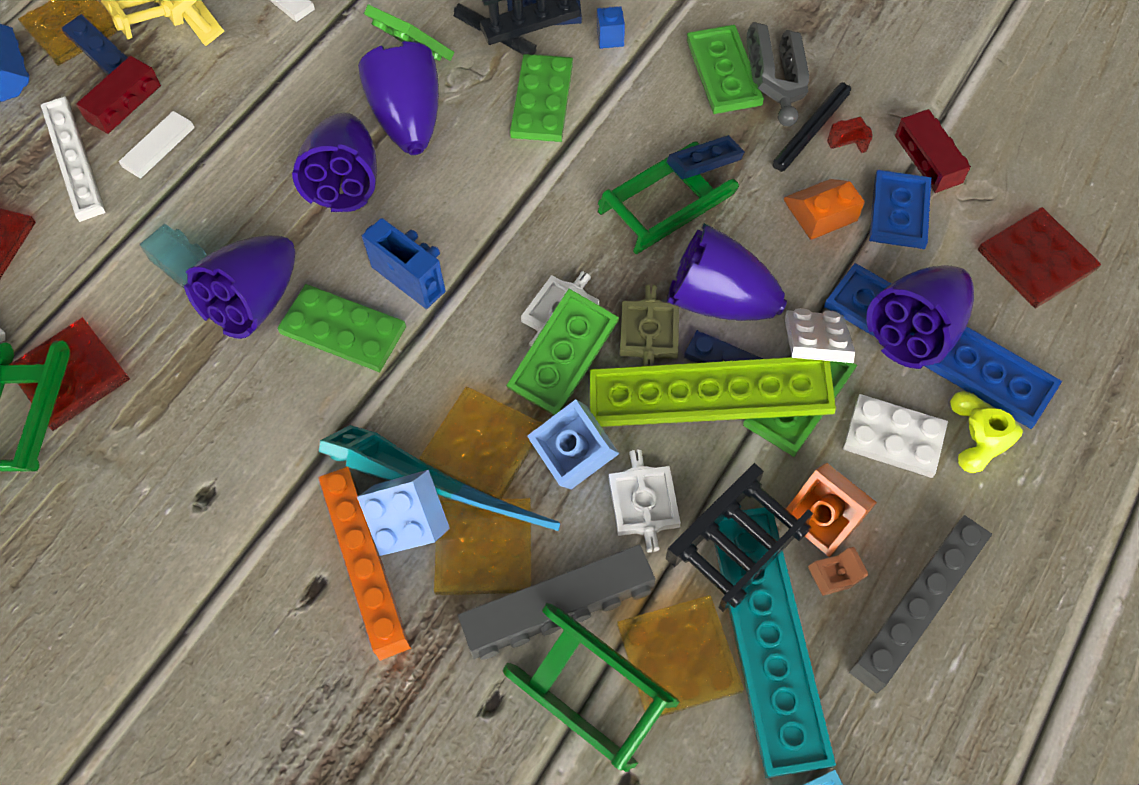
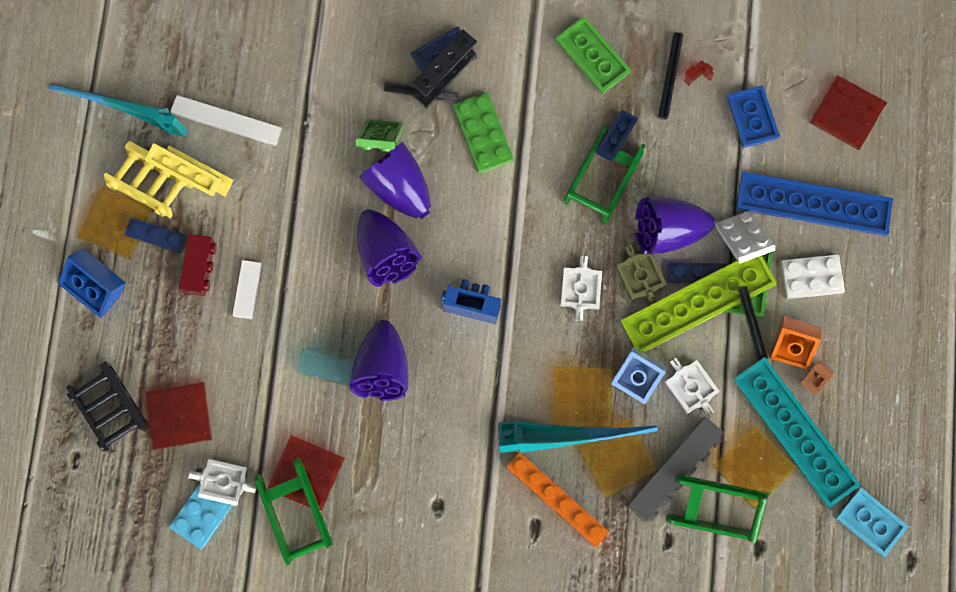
camera: 25 degrees left, 15 degrees up
(72, 159) = (195, 326): white tile -> none
(342, 327) = (453, 362): bright green plate -> none
(403, 513) = (569, 464): light blue brick -> none
(562, 352) = (601, 318): bright green plate -> none
(610, 27) = (501, 56): blue brick -> none
(707, 528) = (737, 389): black fence -> none
(773, 445) = (752, 322): none -> black axle
(794, 67) = (621, 46): dark grey piece -> none
(825, 206) = (704, 135): orange slope -> none
(920, 604) = (868, 374): dark grey brick -> none
(929, 302) = (806, 184): dark purple cylinder -> none
(932, 150) = (754, 62): dark red brick -> none
(989, 428) = (864, 249): neon yellow head -> none

